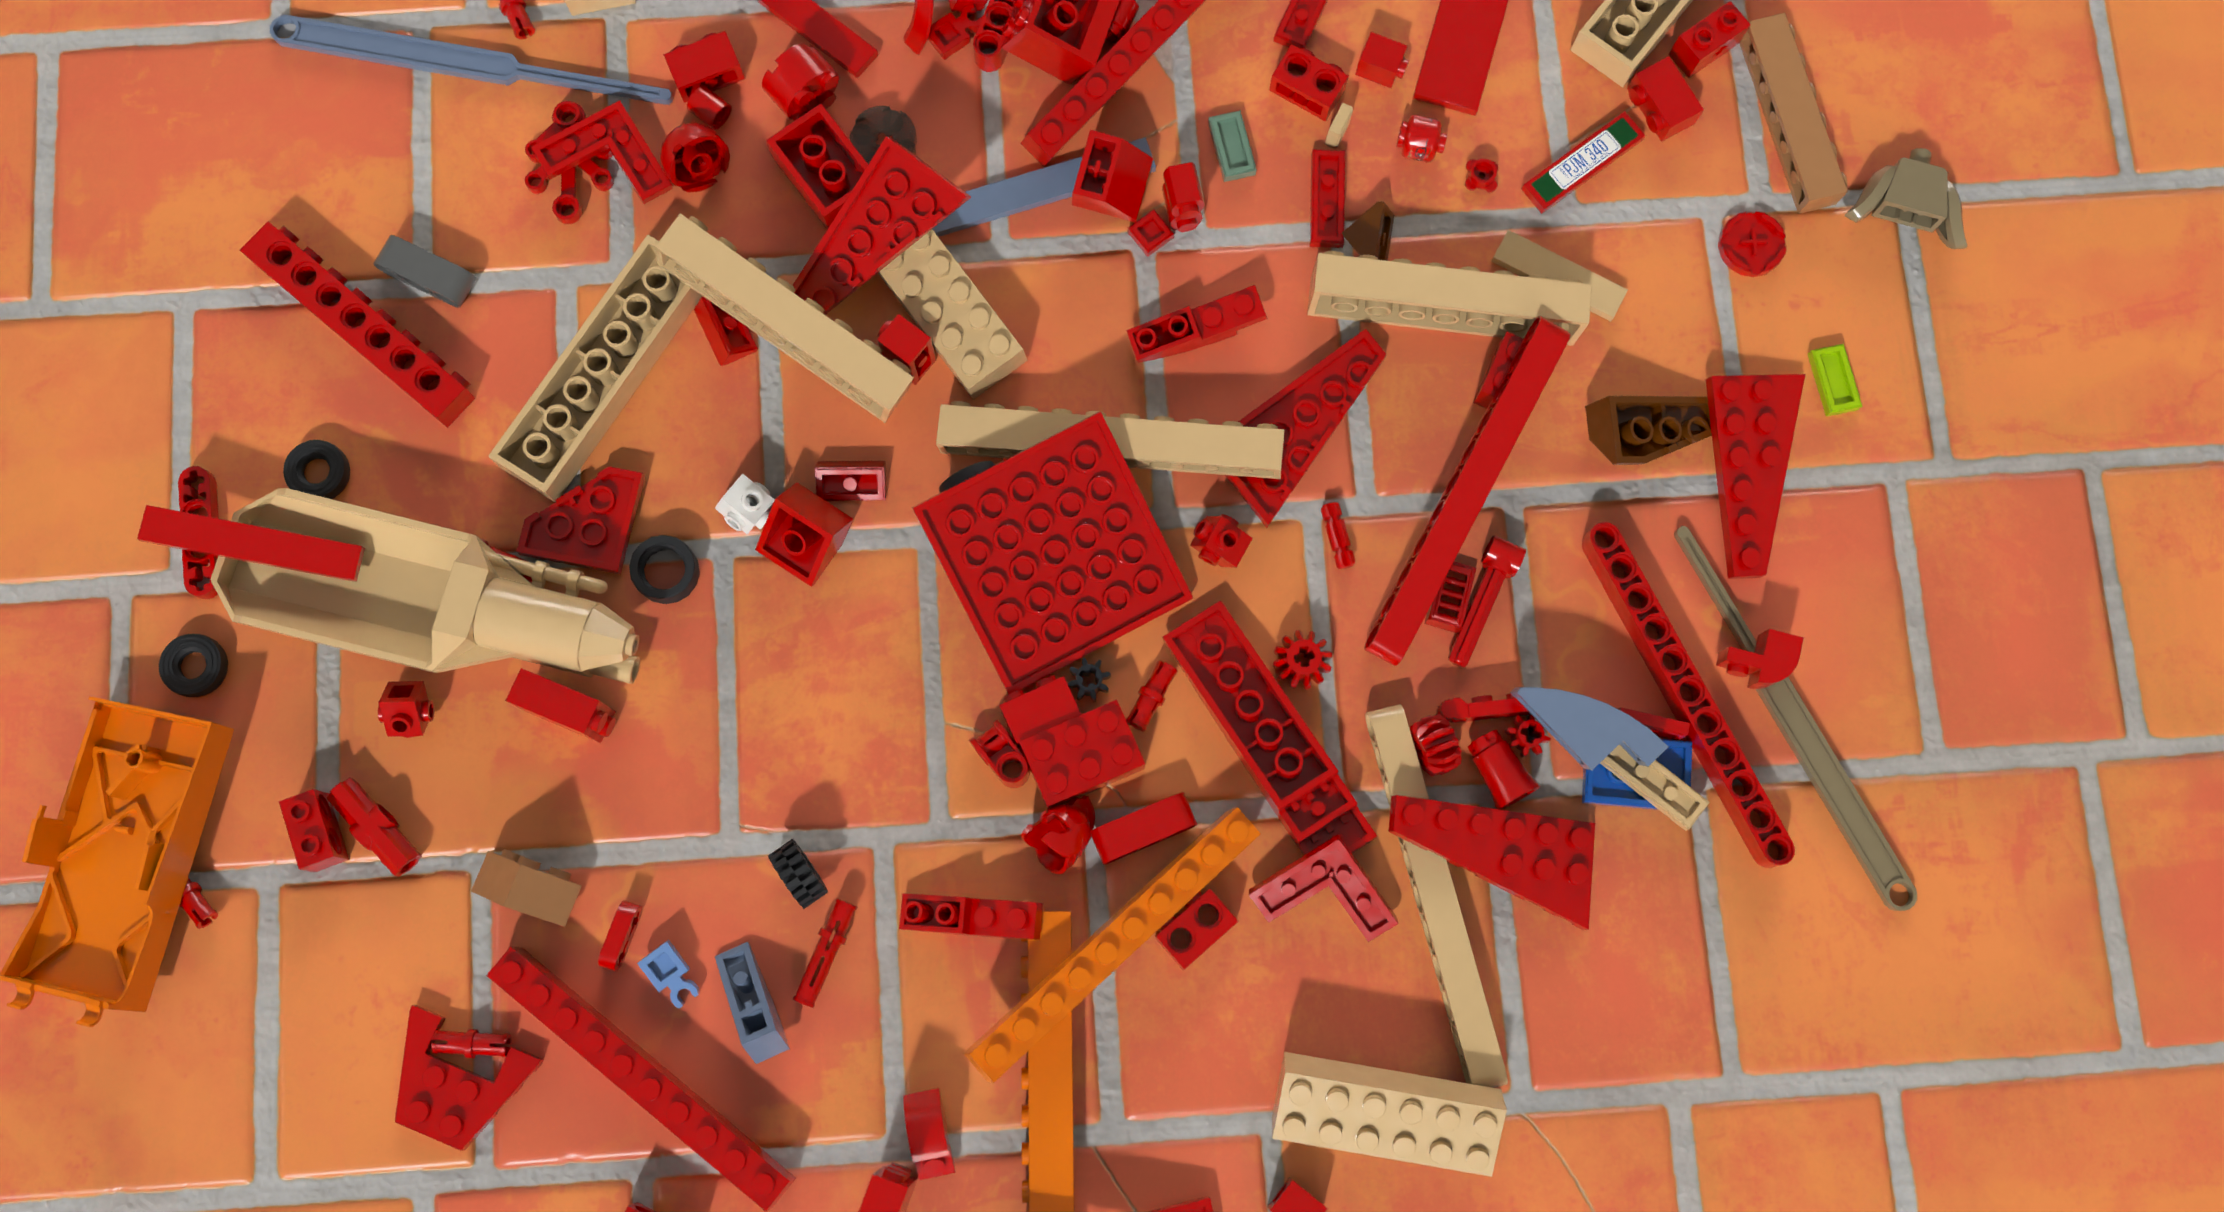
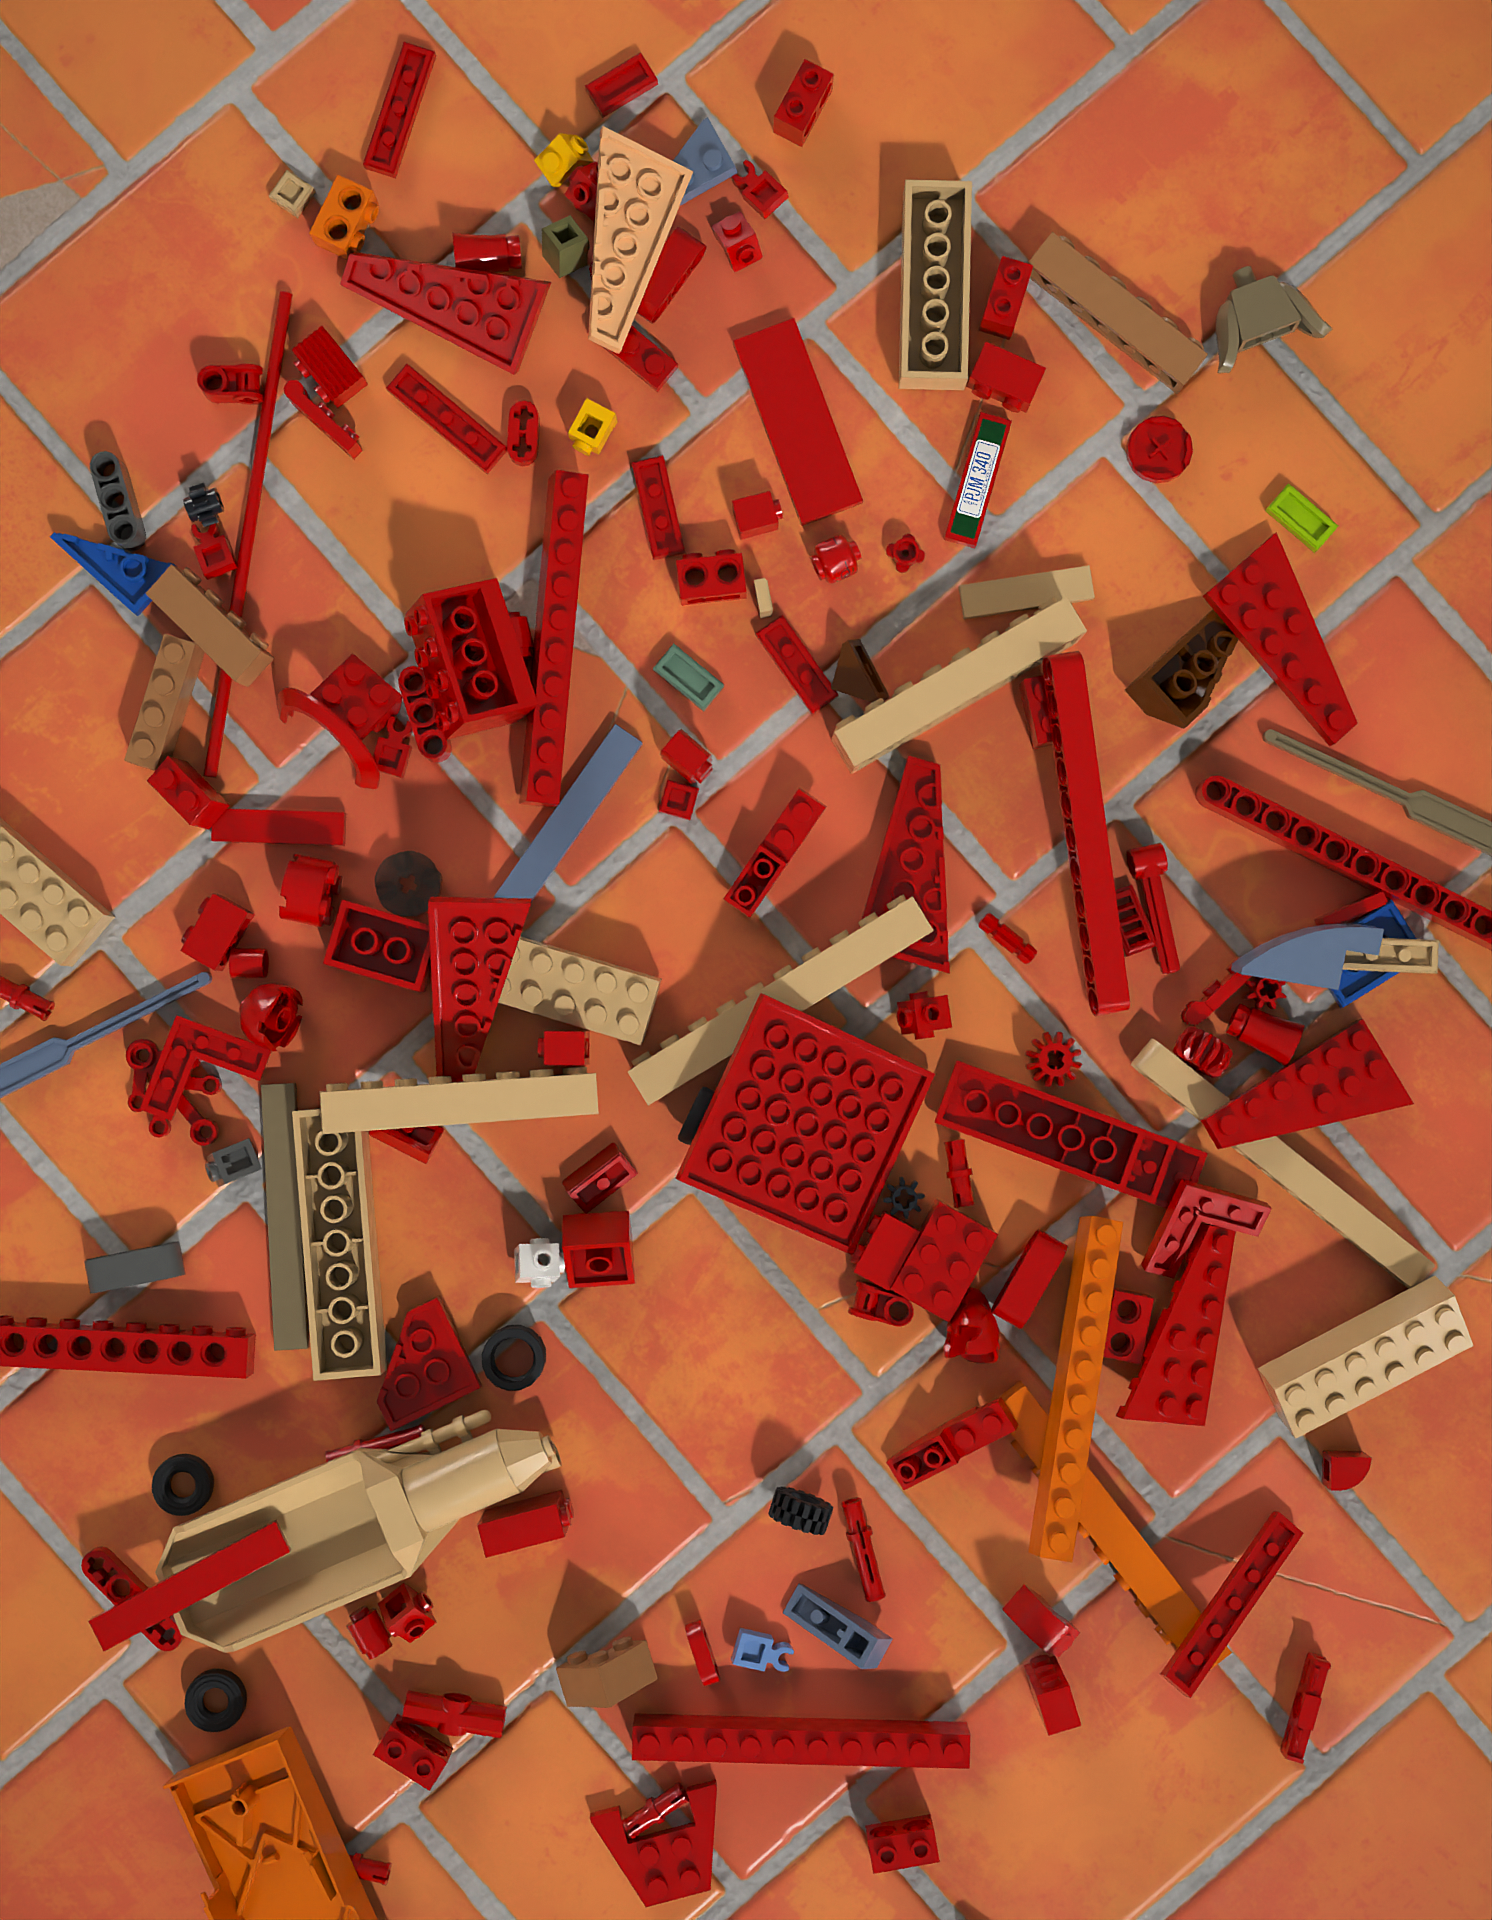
camera: 30 degrees left, 10 degrees up
(362, 703) = (369, 1632): none -> red brick
(561, 331) = (284, 1219): none -> dark tan tile
(568, 248) = (232, 1163): none -> dark grey bracket
(1111, 177) = (618, 783): red slope -> none
(1232, 986) = (1184, 1343): none -> red wing
(1772, 661) = (1412, 796): red brick -> none

